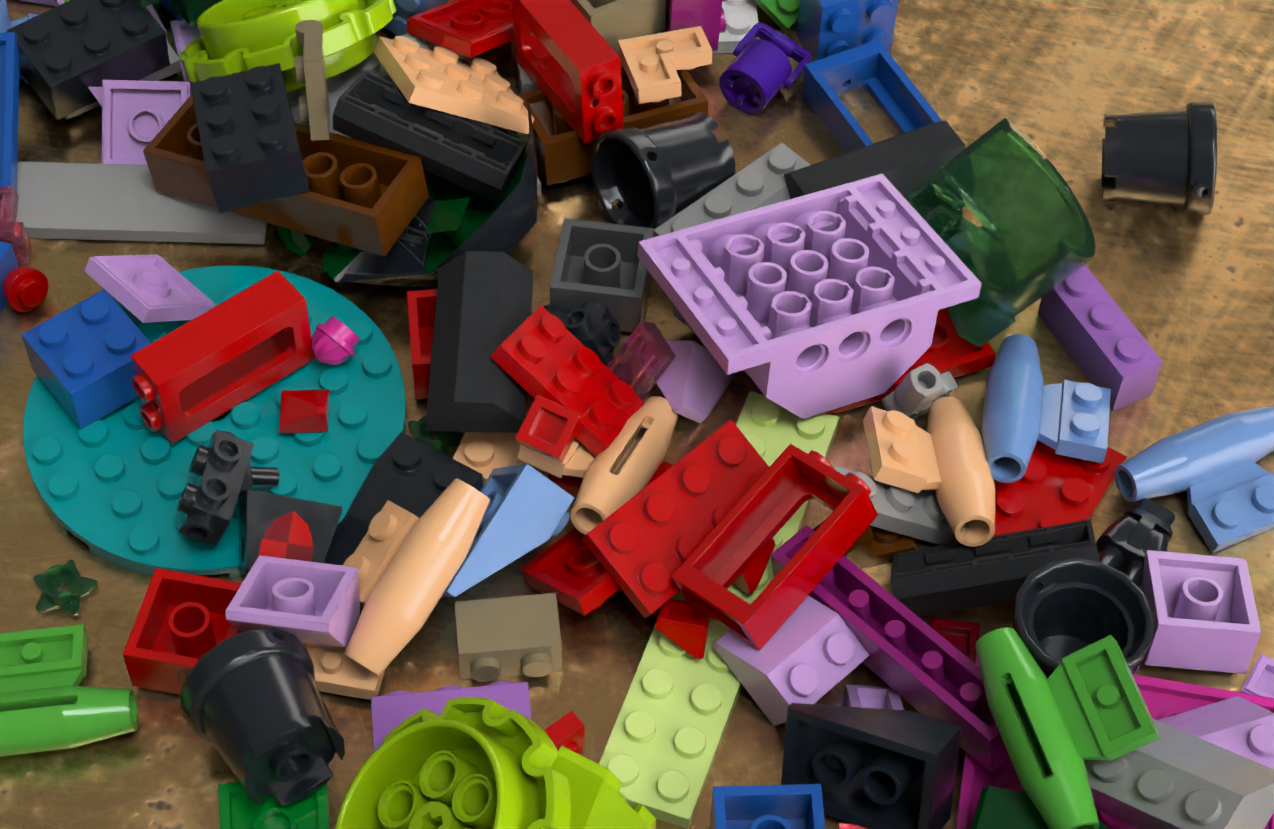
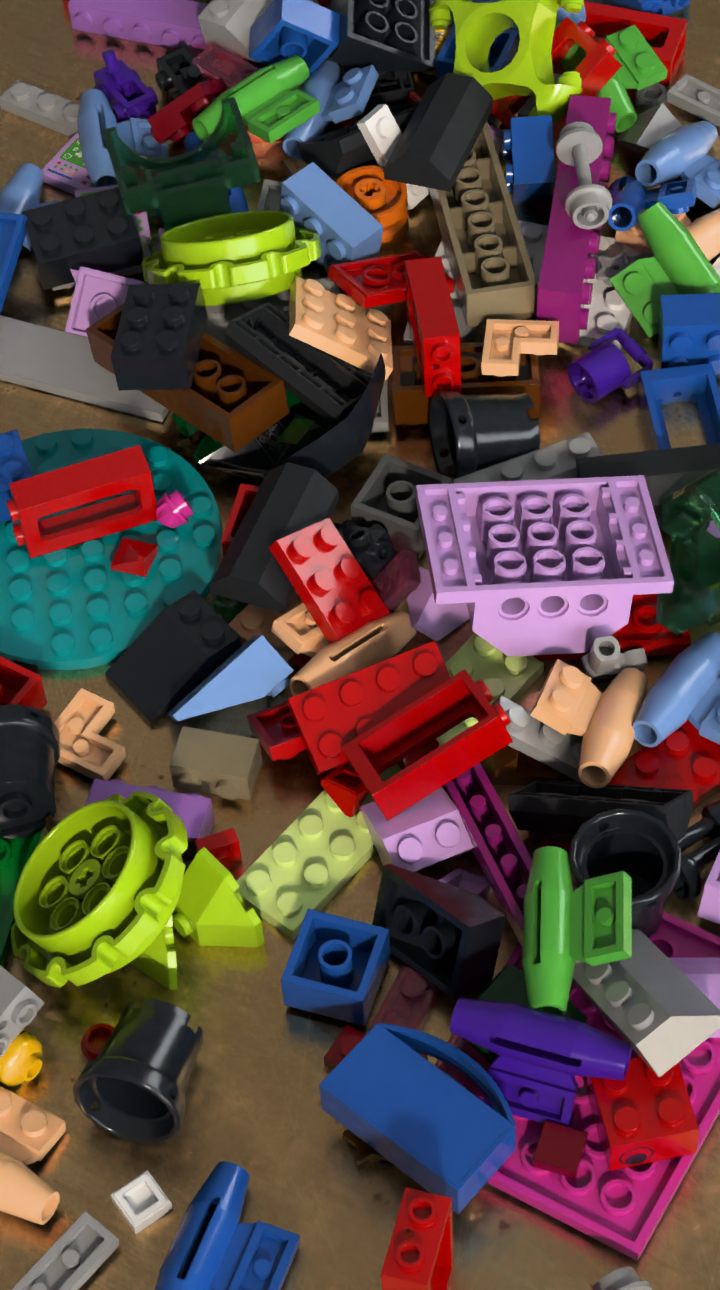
camera: 25 degrees right, 0 degrees up
(148, 287) = (51, 435): lavender tile -> none
(220, 476) = (50, 589): black brick -> none
(284, 528) = (77, 651): black torso -> none
(299, 597) = (66, 694): lavender slope -> none
(310, 69) = (220, 297): dark tan plate -> none
(407, 568) = (152, 694): light nougat plate -> none
(549, 428) = (295, 613): red plate -> none

